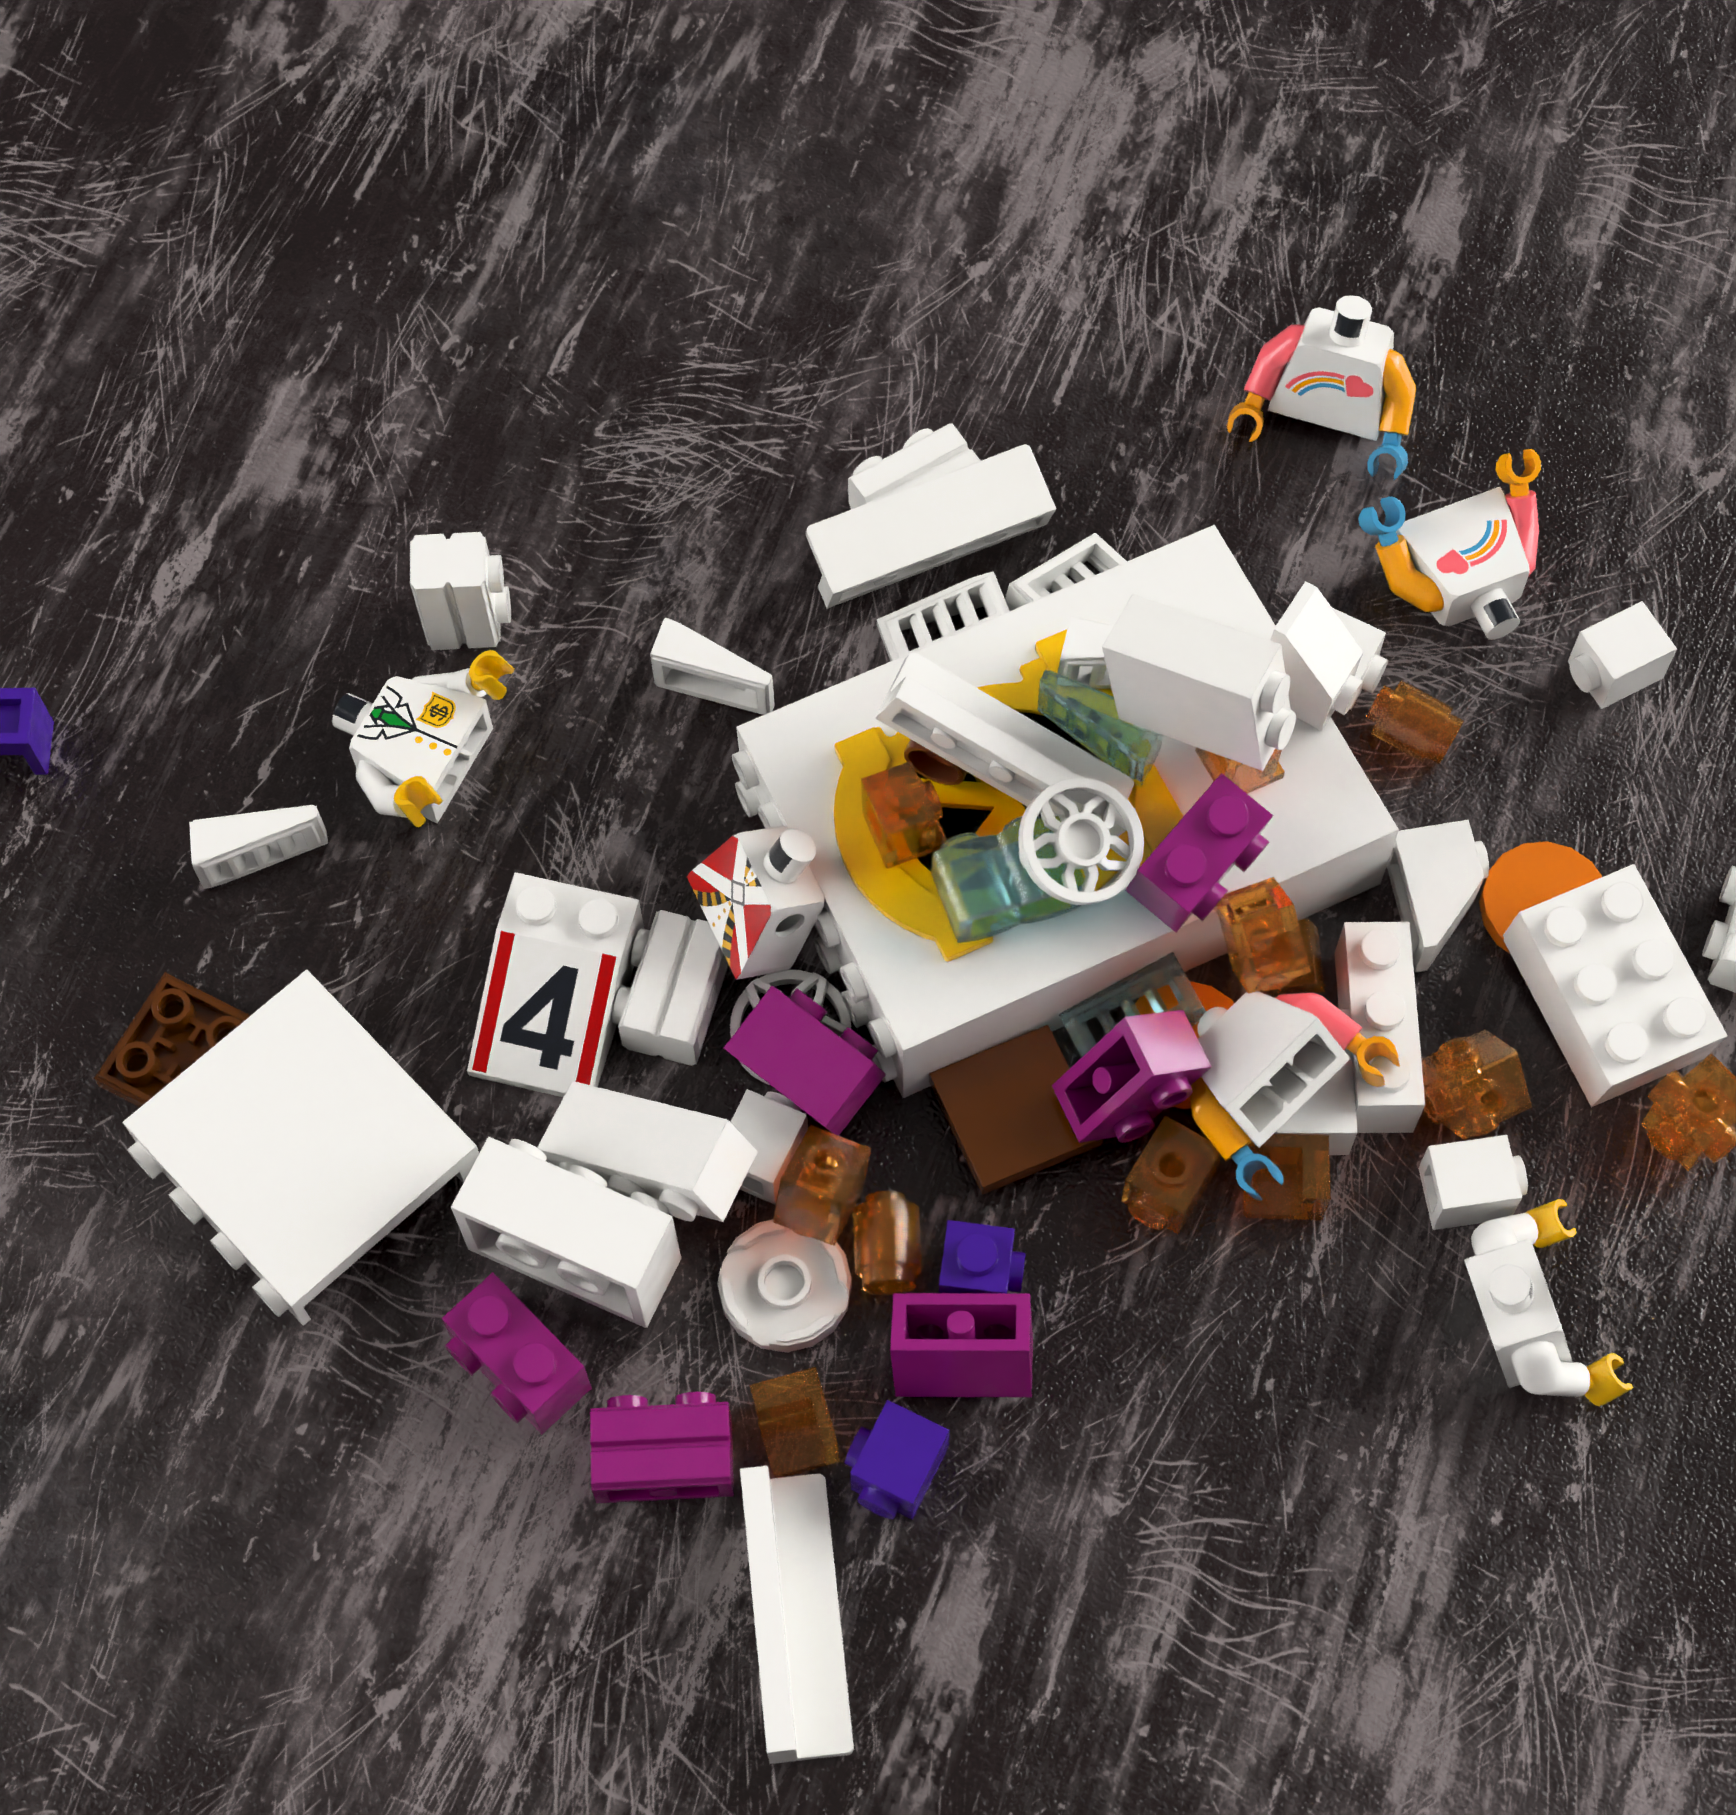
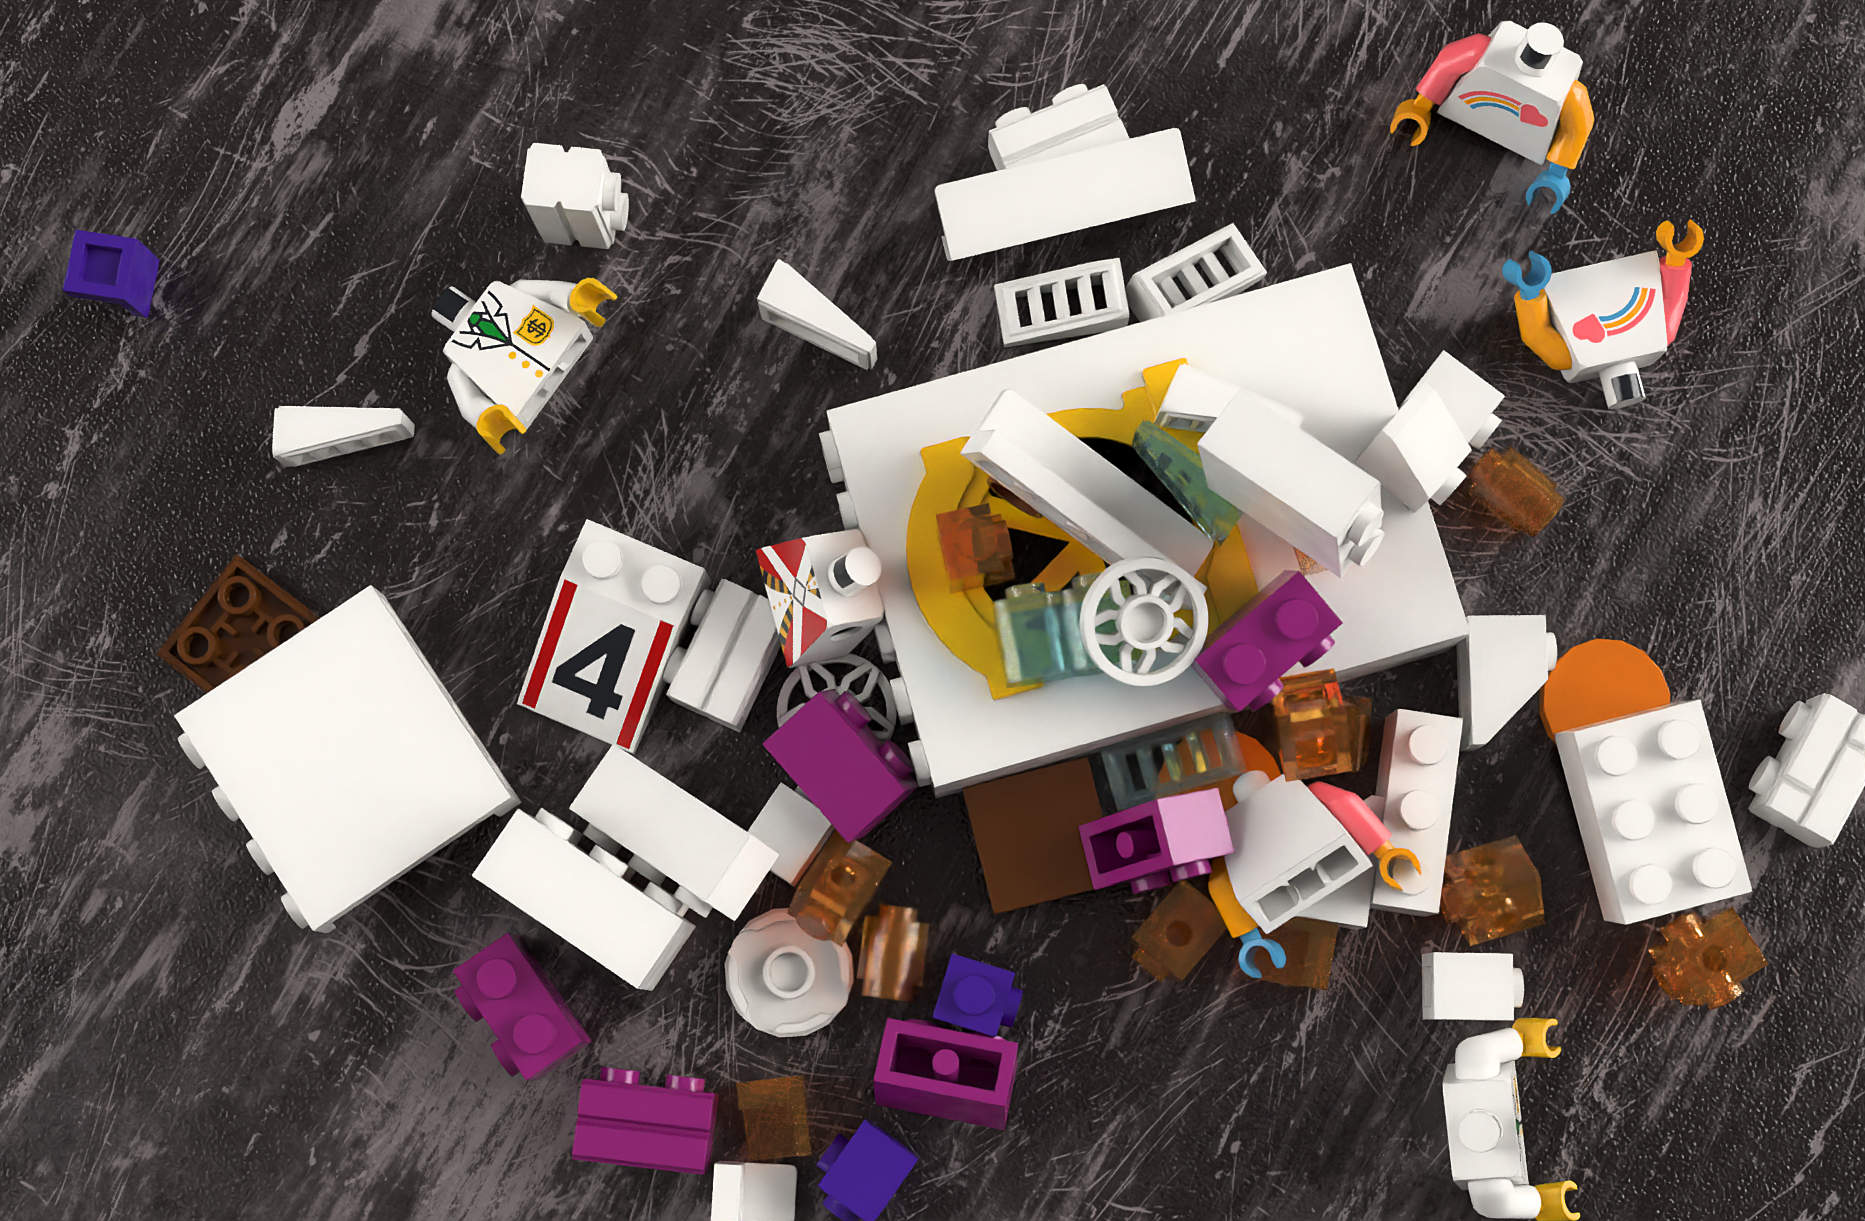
camera: 10 degrees right, 15 degrees up
(1621, 655) = (1739, 452): white brick -> none

